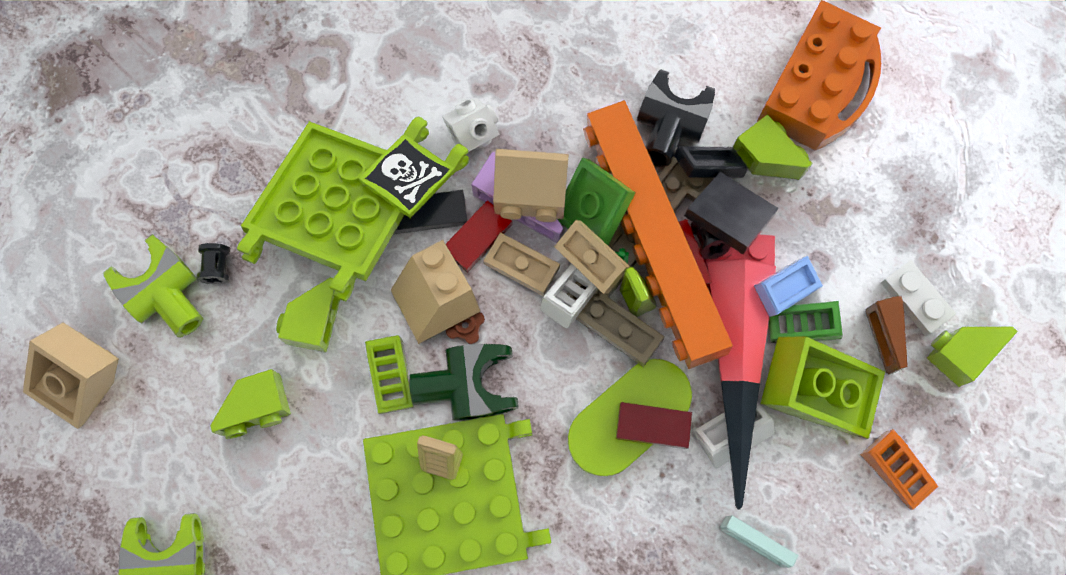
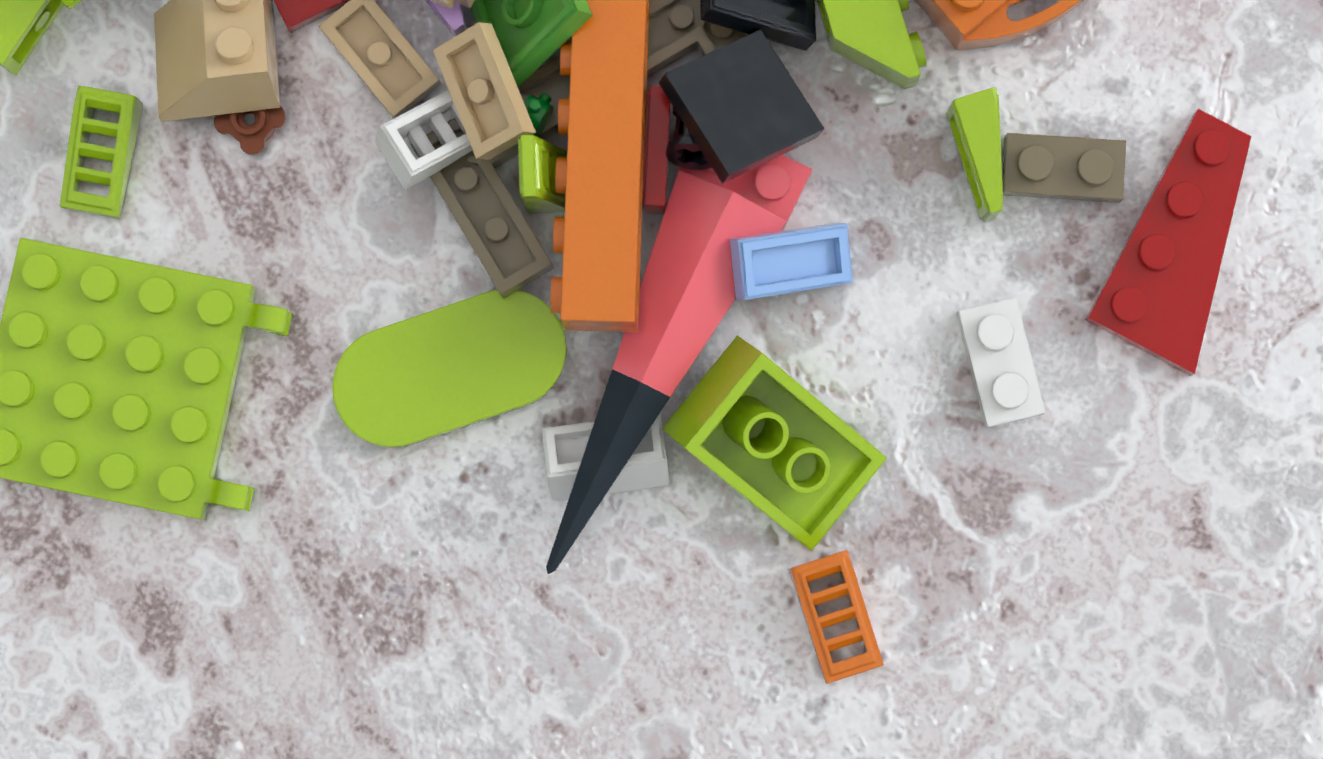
camera: 25 degrees right, 10 degrees up
(439, 457) = (119, 313): tan slope -> none
(463, 382) = (209, 211): dark green connector -> none
(654, 425) = (476, 395): dark red tile -> none
(758, 542) = (559, 633): light aqua tile -> none
(830, 308) = (845, 347): bright green slope -> none
(857, 193) = (976, 133): none -> lime slope
(888, 328) = (923, 386): dark orange slope -> none
(899, 186) = (1063, 167): none -> dark tan plate
(968, 351) = (1032, 476): lime slope -> none
(976, 206) = (1172, 259): none -> red wing

